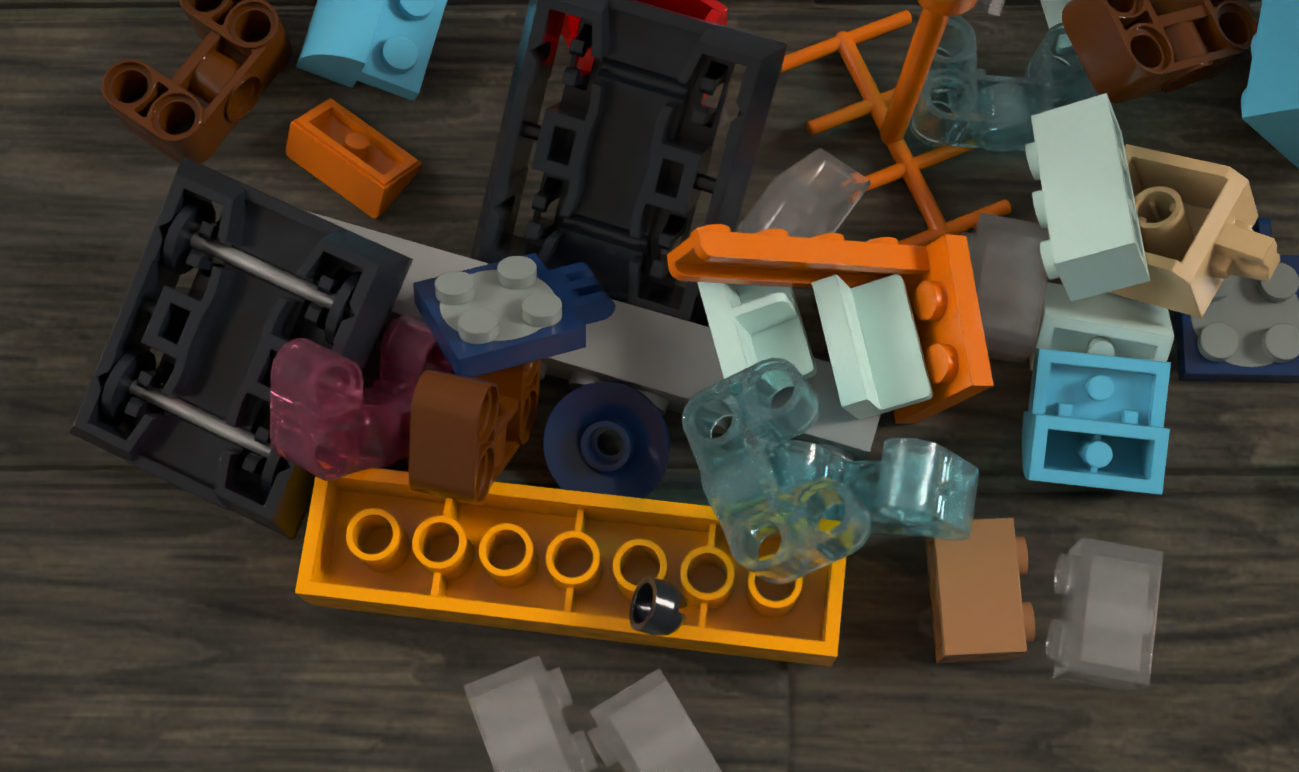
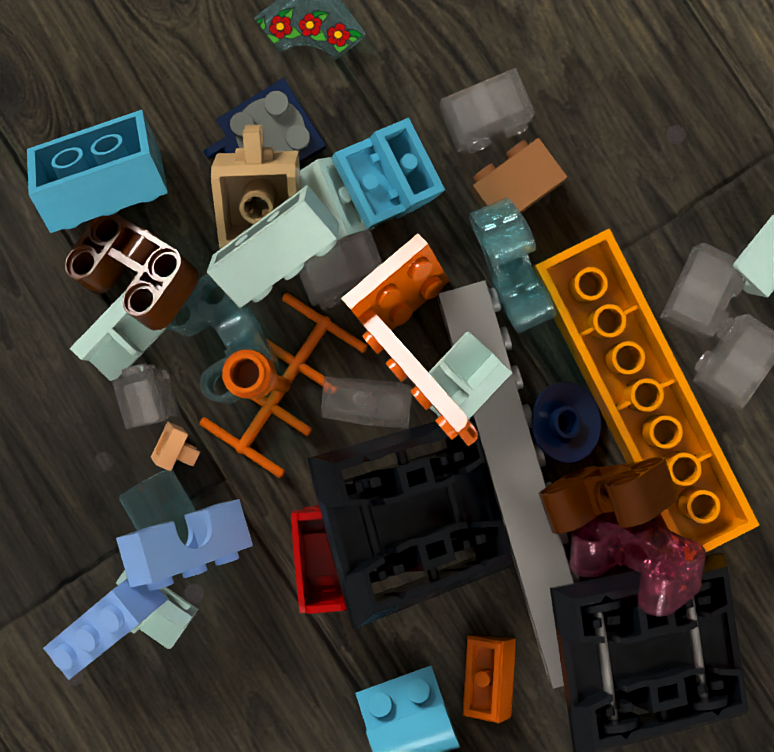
camera: 130 degrees left, 15 degrees up
(510, 312) = (544, 514): piece -> none
(656, 607) = (649, 332): black hinge -> none
(743, 482) = (558, 328): clear light blue beam -> none
(872, 345) = (432, 312): light aqua panel -> none

